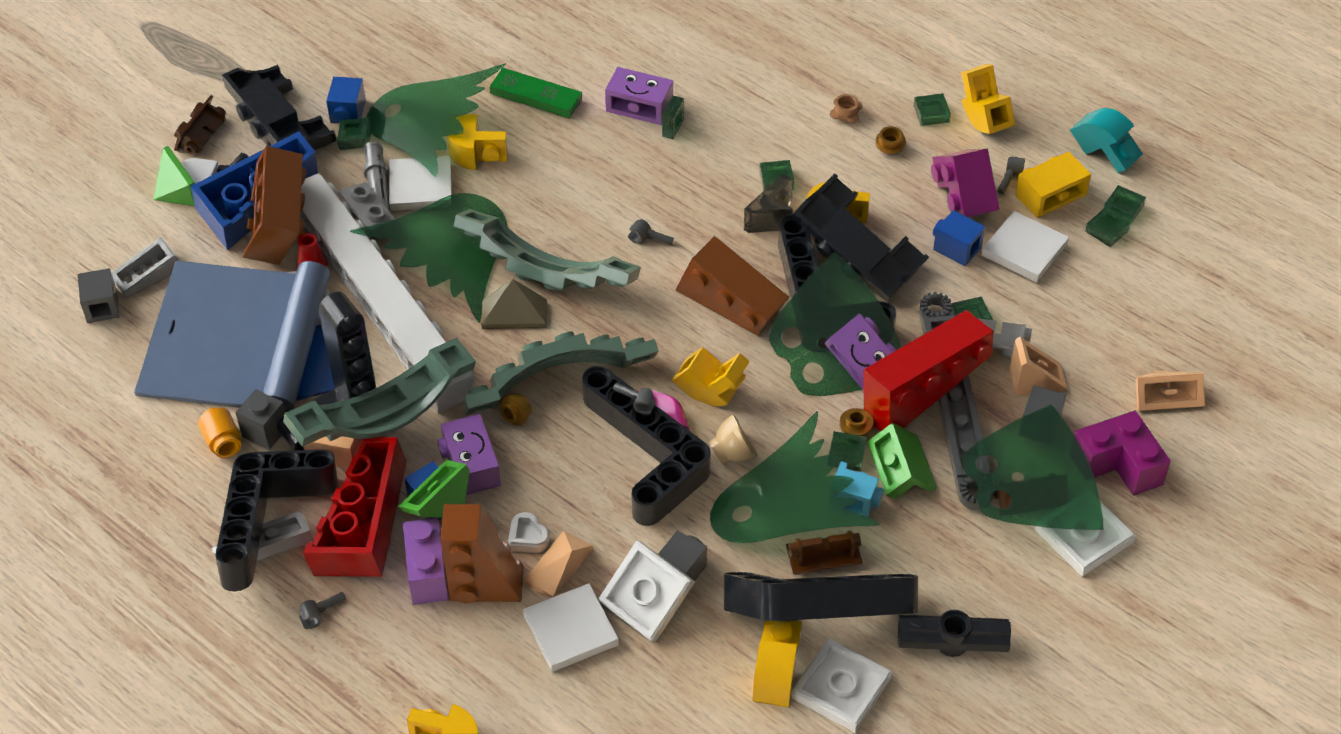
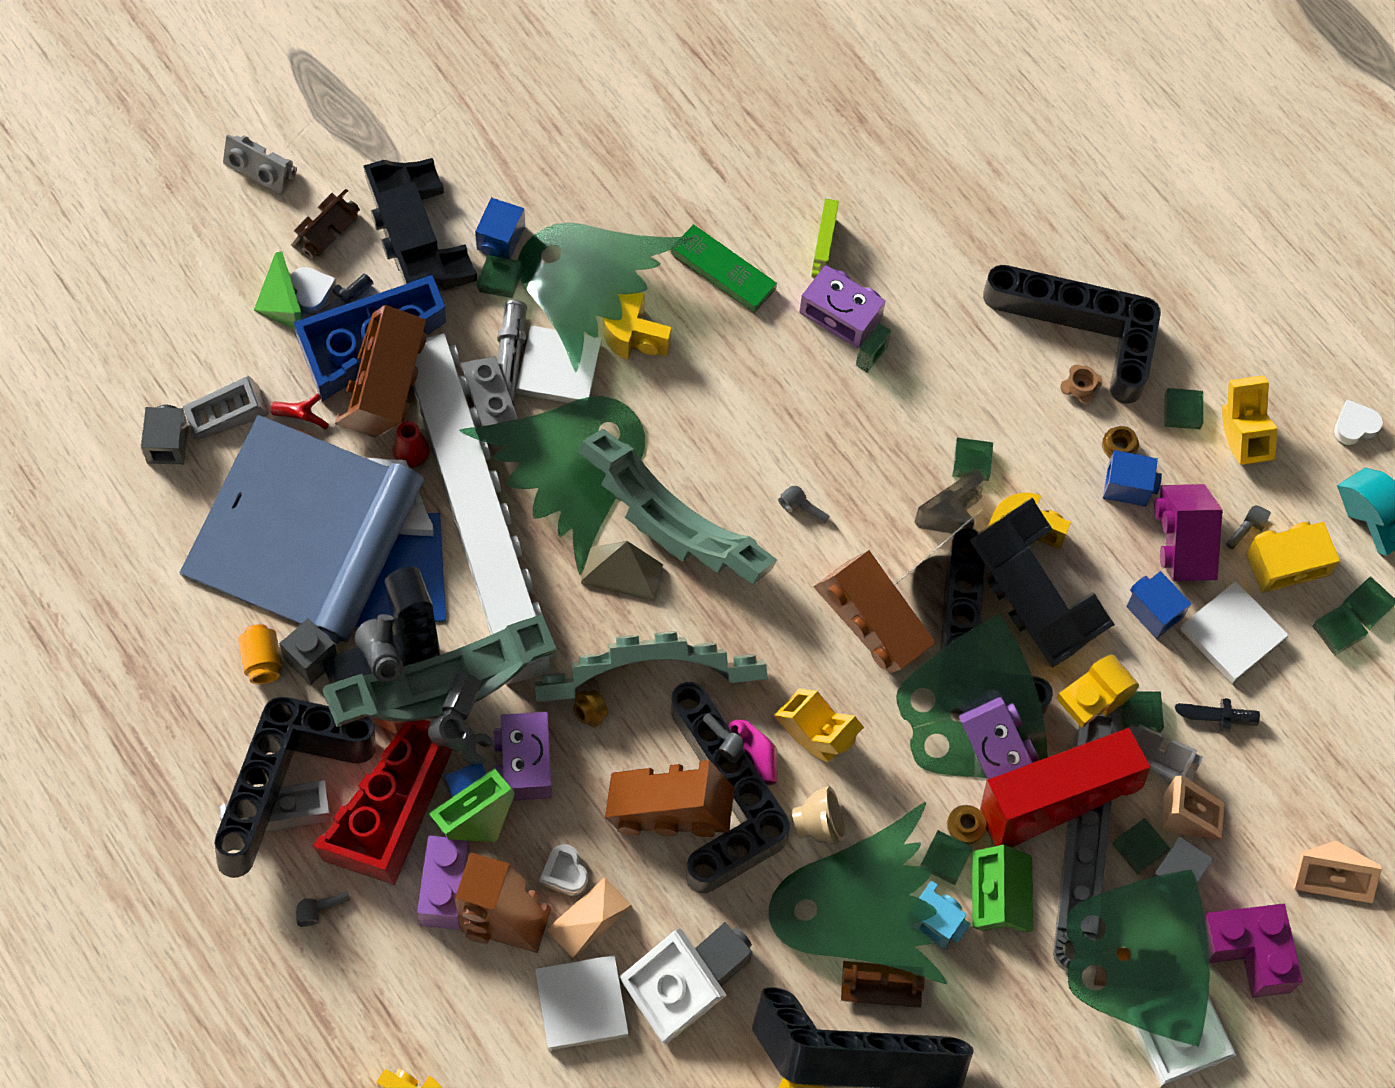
camera: 10 degrees right, 15 degrees up
(132, 98) = (252, 161): none -> light grey hinge
(211, 256) = (299, 410): none -> red bar
(322, 386) = (377, 644): none -> dark grey piece
(401, 435) = (450, 728): none -> dark grey bar
(605, 450) = (671, 802): none -> dark orange wedge
(611, 50) = (825, 236): none -> lime tile
(769, 225) = (937, 548): none -> sticker
(828, 59) = (1084, 316): none -> black beam
(907, 159) = (1131, 478): none -> blue brick
(933, 295) = (1098, 691): none -> yellow brick
(1003, 406) = (1141, 846): none -> clear green tile
(1037, 302) = (1224, 714): none -> black piece
(1069, 91) = (1357, 423): none -> white tile

